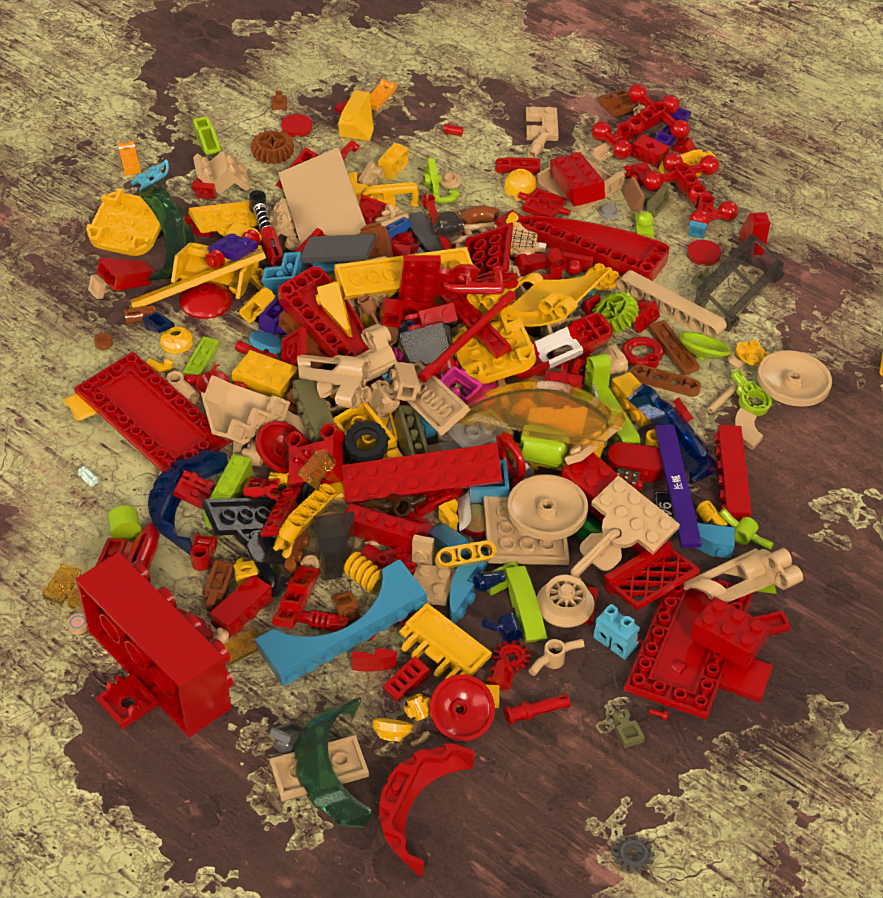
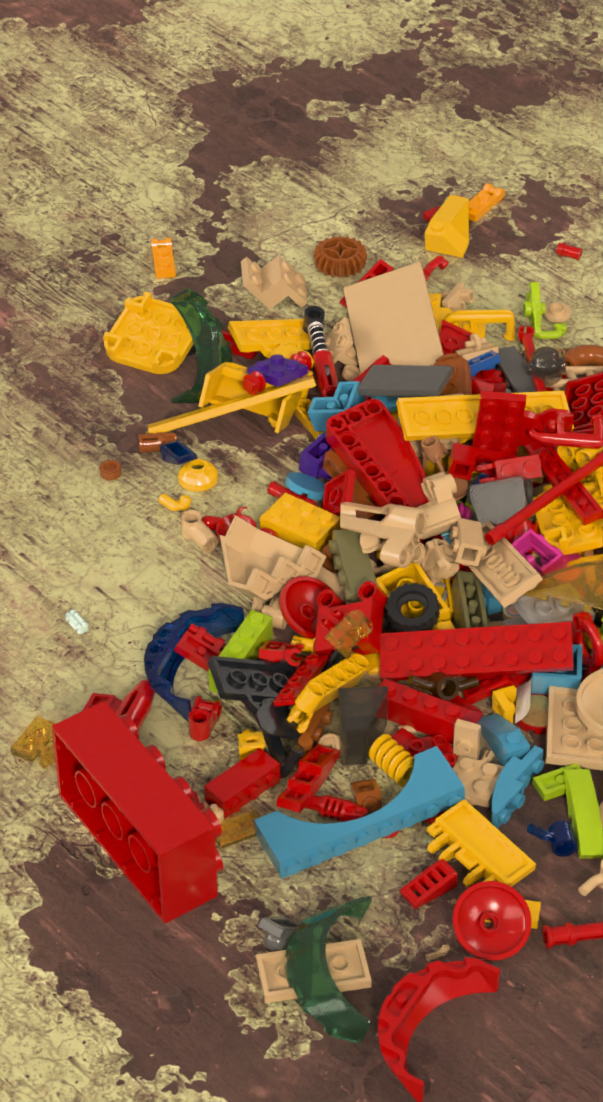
camera: 10 degrees right, 5 degrees down
(76, 624) = (47, 785): tan tile -> none
(78, 407) = (74, 541): yellow slope -> none
(97, 286) = (110, 405): tan tile -> none
(123, 273) = (142, 392): red slope -> none
(124, 522) = (114, 676): lime piece -> none
(125, 688) = (93, 861): red piece -> none
(149, 412) = (156, 554): red tile -> none
(152, 172) = (191, 276): medium azure piece -> none
(202, 356) = (226, 496): lime tile -> none
(204, 190) = (250, 301): red bracket -> none
(206, 136) = (260, 237): lime slope -> none
(206, 300) = (238, 432): red dish -> none
(218, 583) = (217, 755): dark orange hinge -> none
(257, 304) = (299, 441): yellow brick -> none
(279, 101) = (355, 203): dark orange tile -> none
(297, 125) = (373, 232): red tile -> none
(334, 305) = (392, 446): yellow slope -> none
(381, 660) = (401, 860): red slope -> none
(391, 729) = (404, 937): yellow piece -> none
(393, 160) = (489, 283): yellow brick -> none
(418, 707) = (438, 916): yellow gear -> none
(474, 550) = (527, 741): yellow beam -> none
(486, 580) = (540, 781): clear blue cone -> none
(502, 675) = (545, 891): red tile -> none
(510, 649) = (571, 871): red gear -> none

